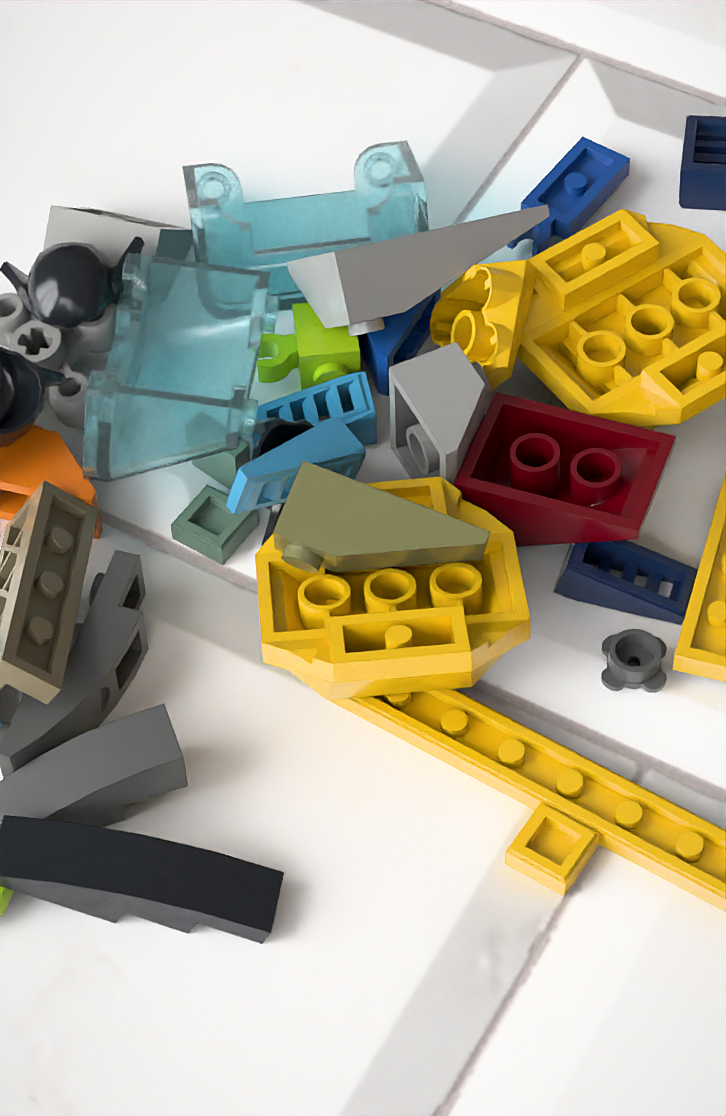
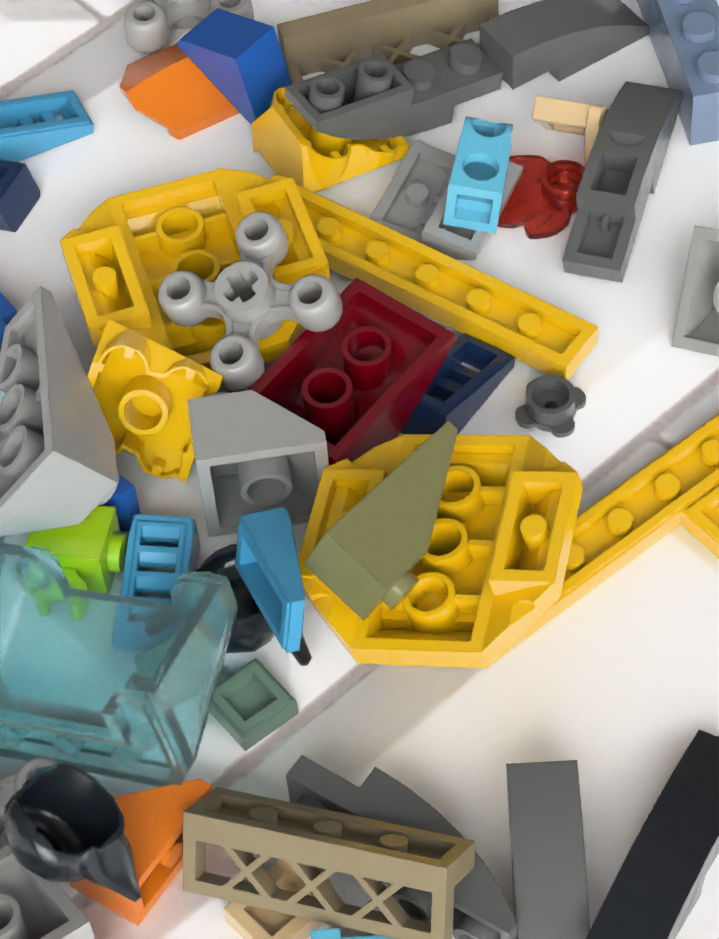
camera: 70 degrees left, 0 degrees up
(600, 358) = (250, 300): none -> light grey gear

